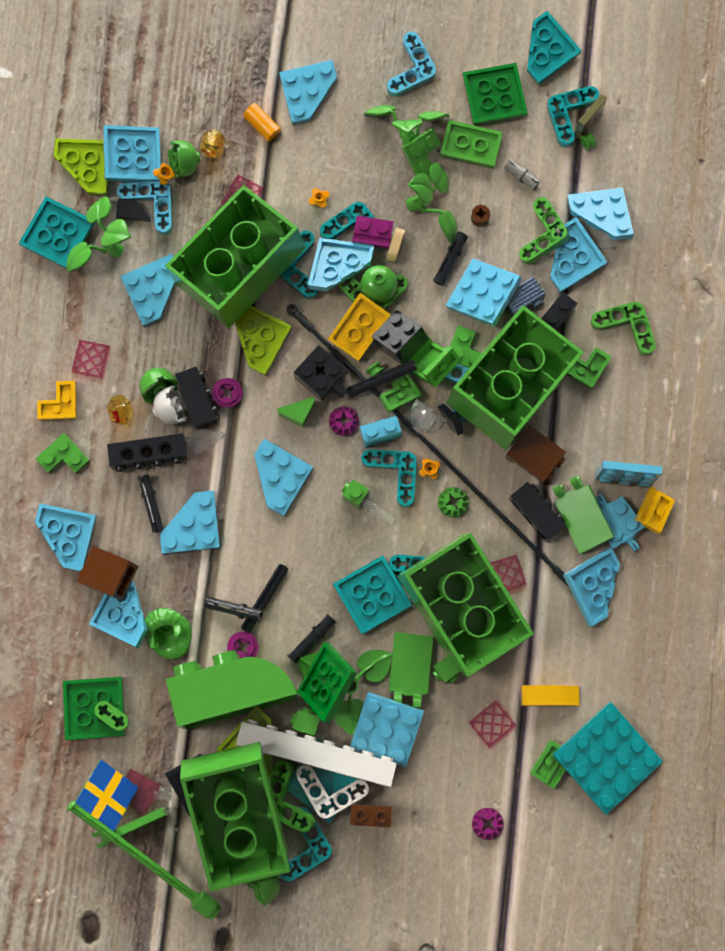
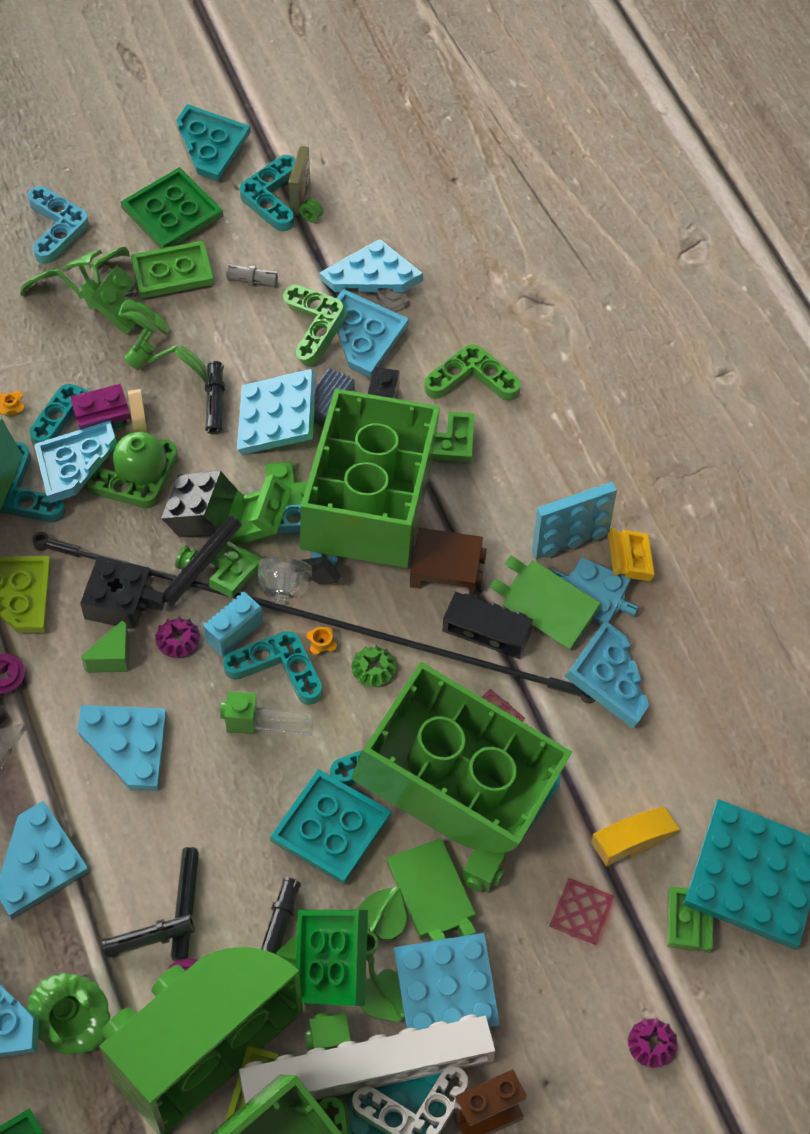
camera: 30 degrees left, 20 degrees down
(358, 325) = (136, 517): yellow plate -> none
(477, 218) = (221, 341): reddish brown wheel -> none

